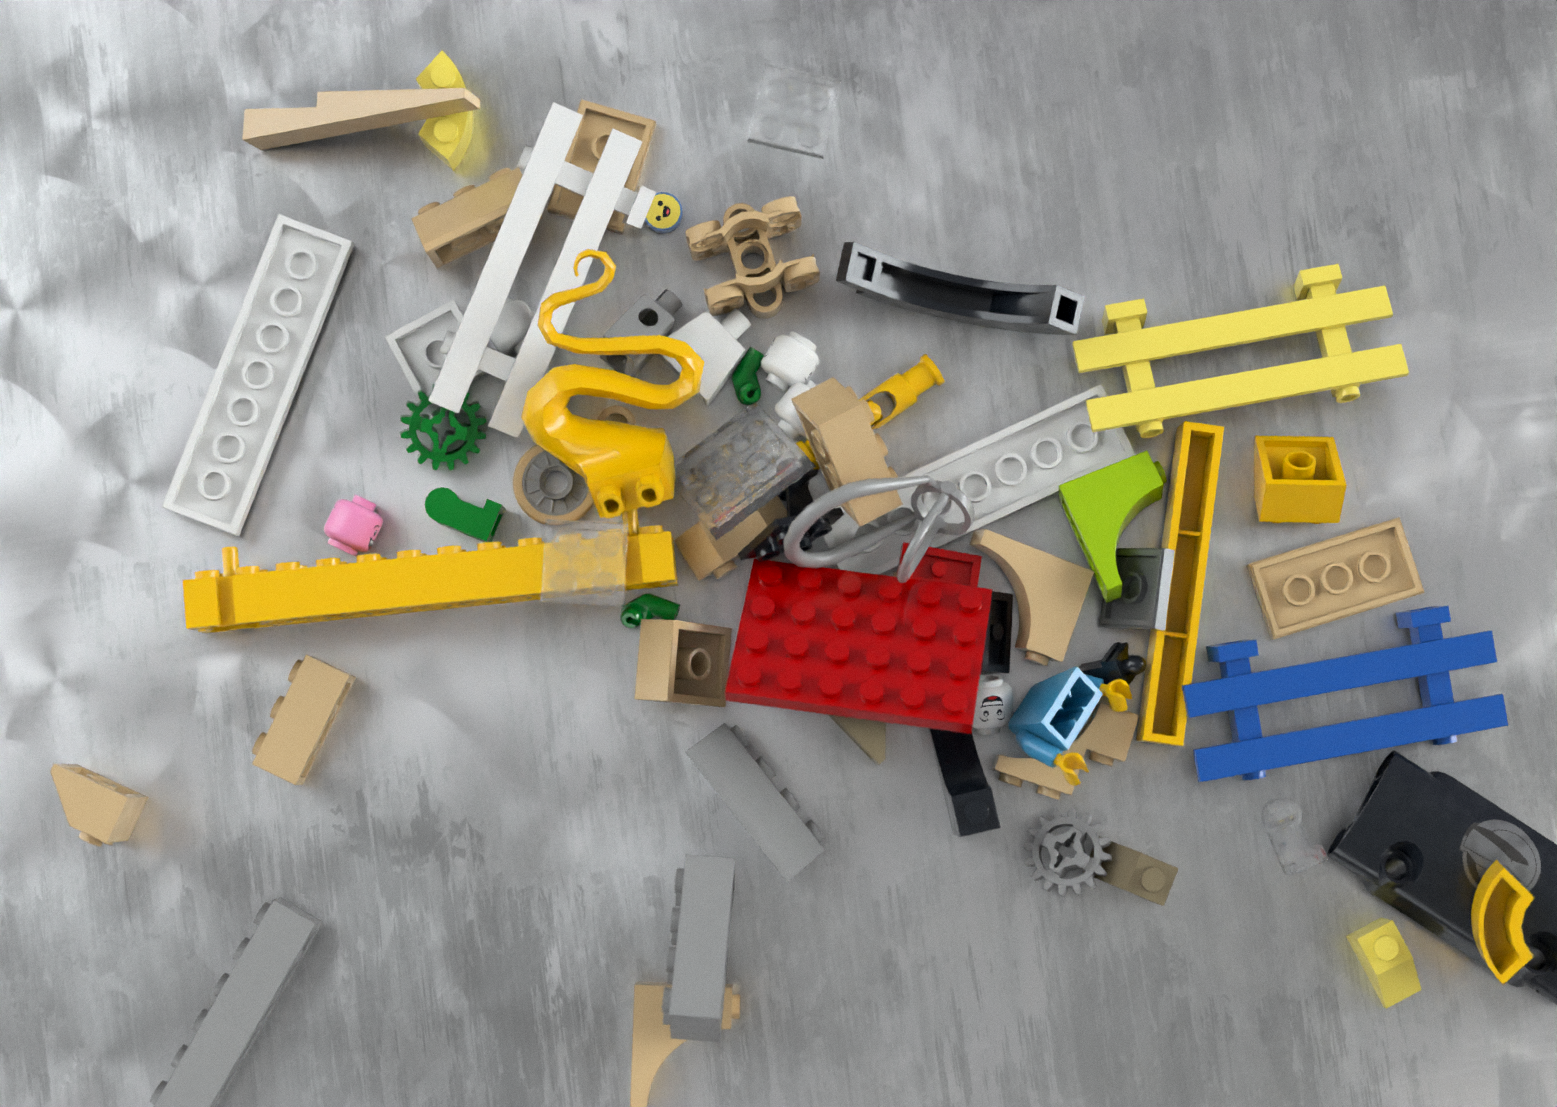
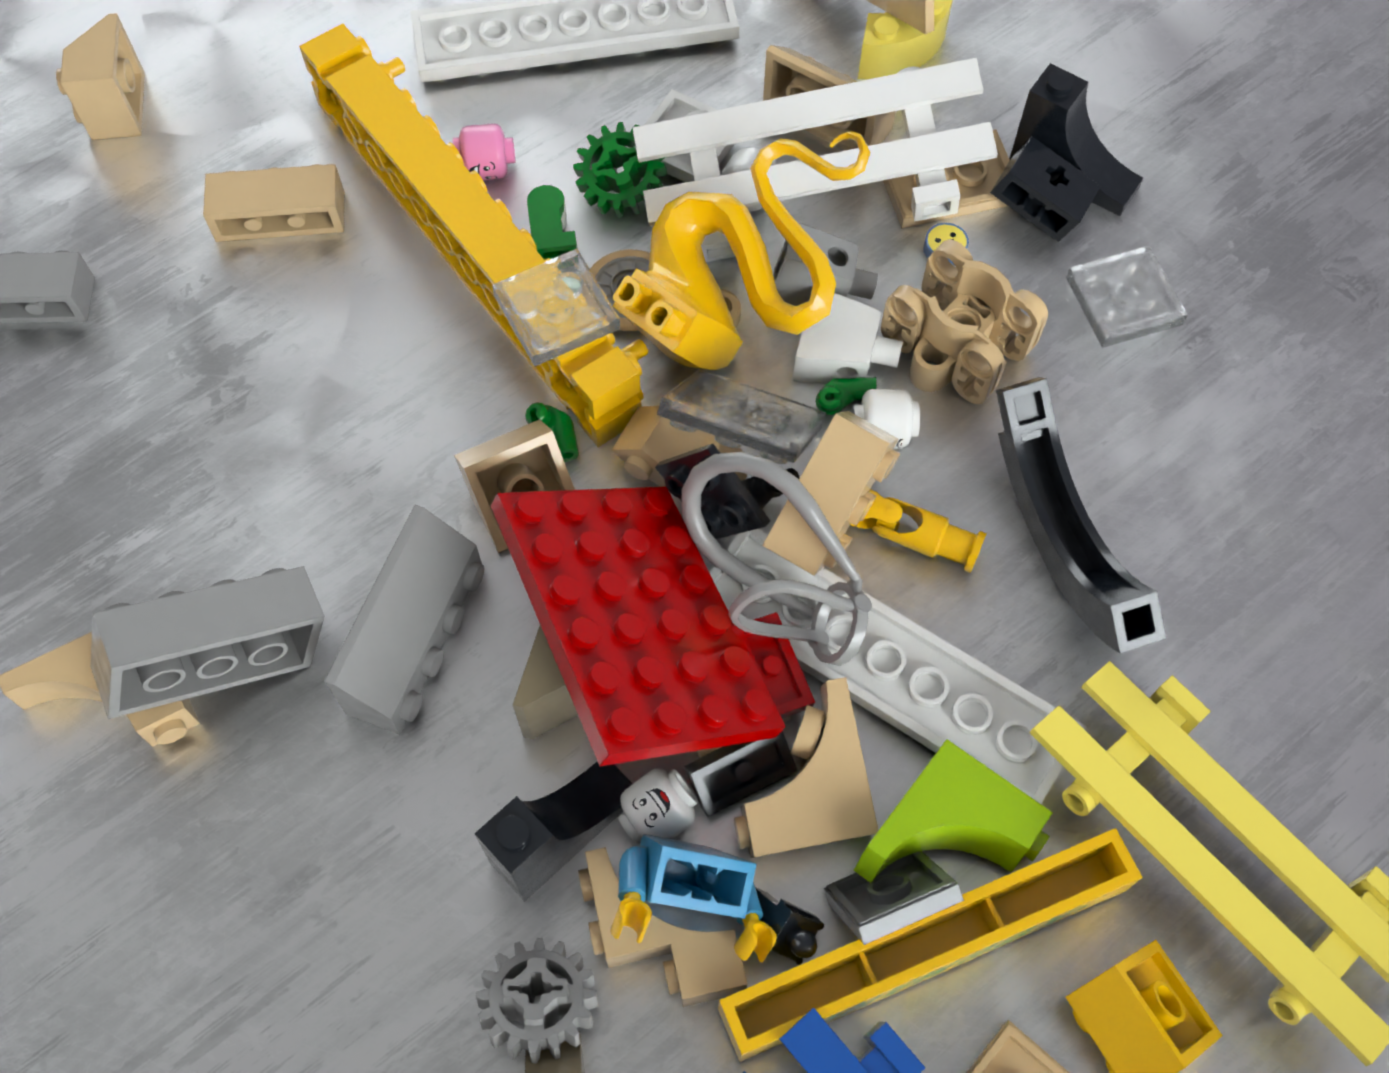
camera: 60 degrees right, 20 degrees down
(635, 62) = (1060, 119): none -> black arch
(669, 106) = (1045, 189): none -> black brick
(999, 574) = (808, 732): none -> tan tile

